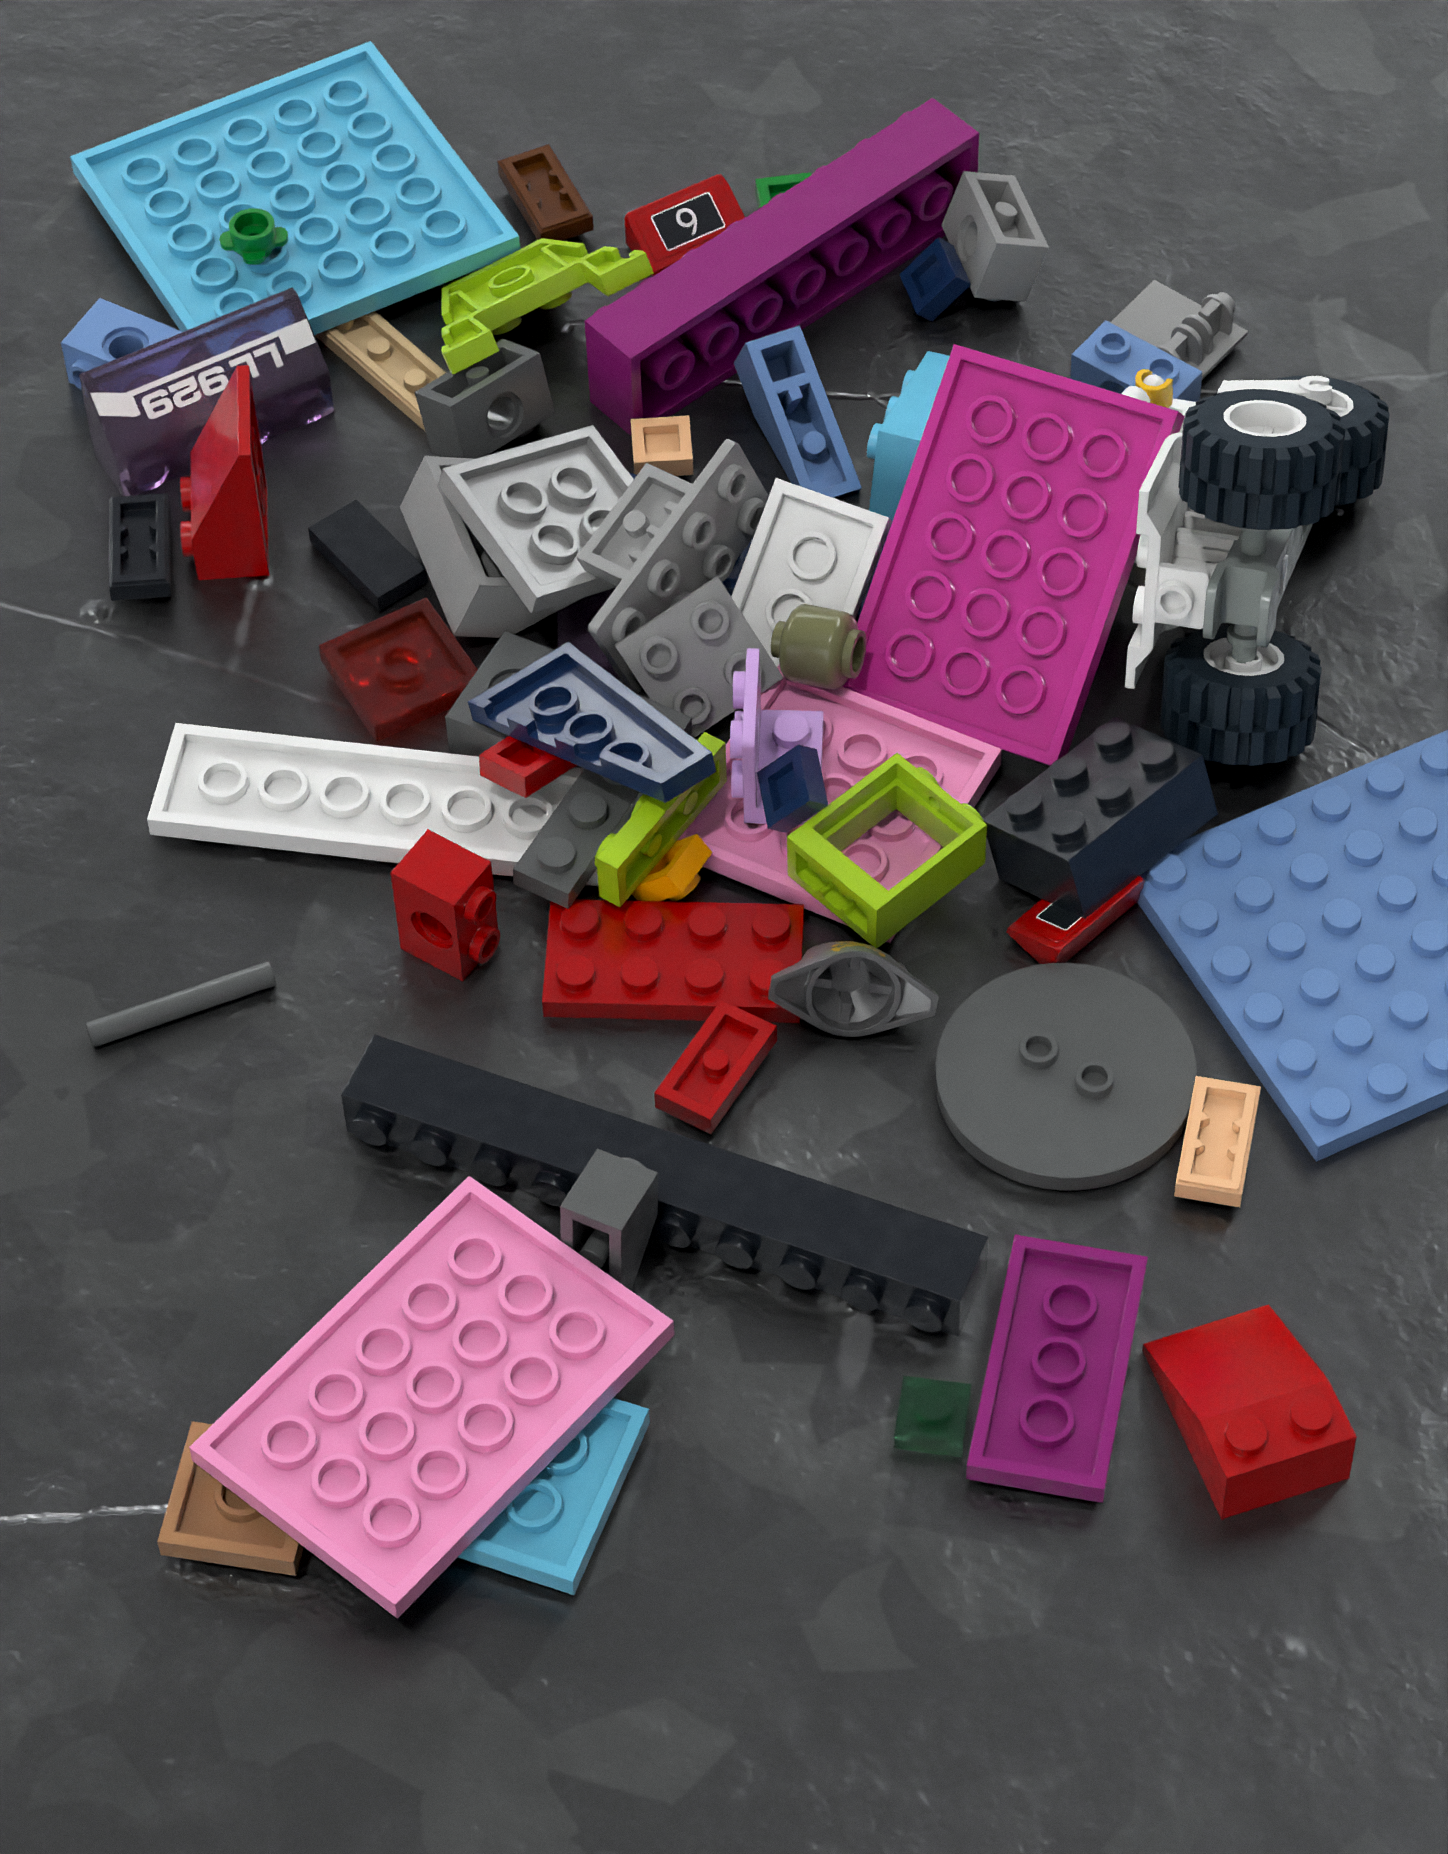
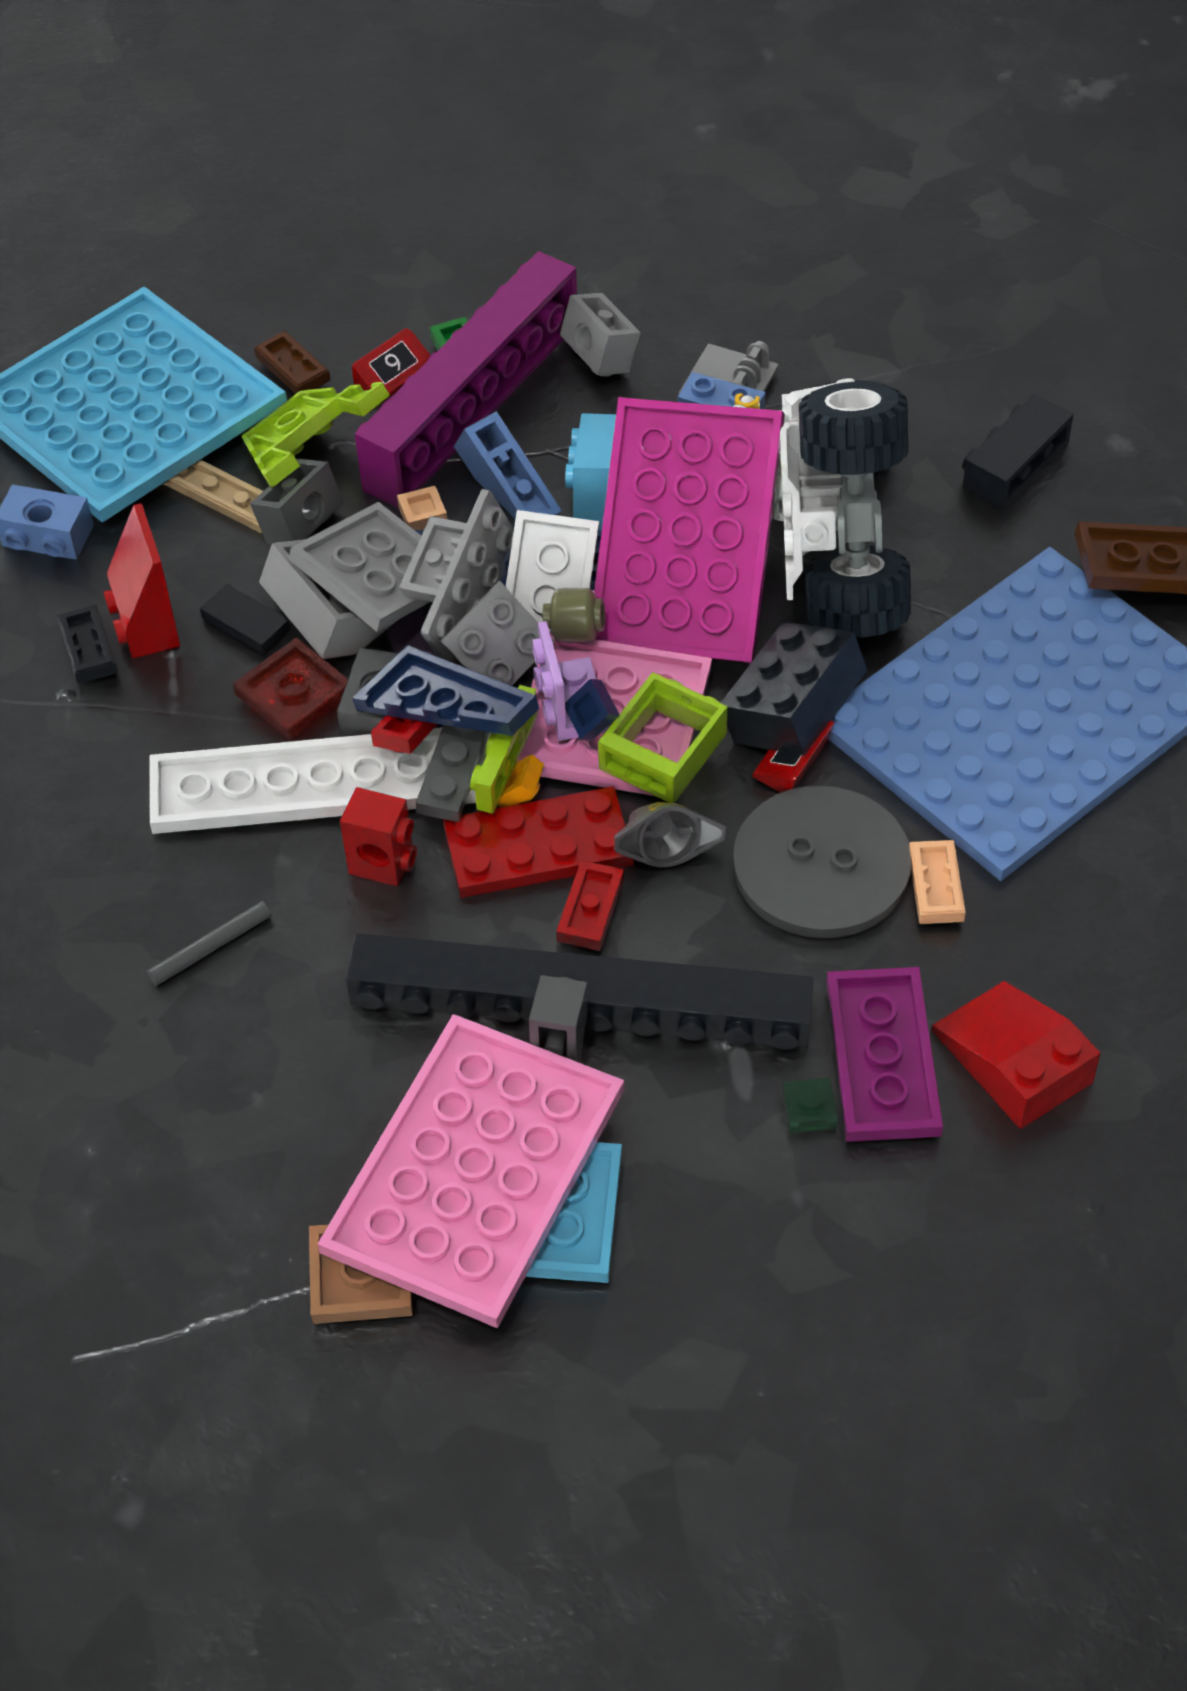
camera: 15 degrees left, 0 degrees up
(158, 399) = (76, 543): clear purple slope -> none
(253, 235) = (106, 424): green plate -> none
(935, 279) = (568, 368): dark blue plate -> none

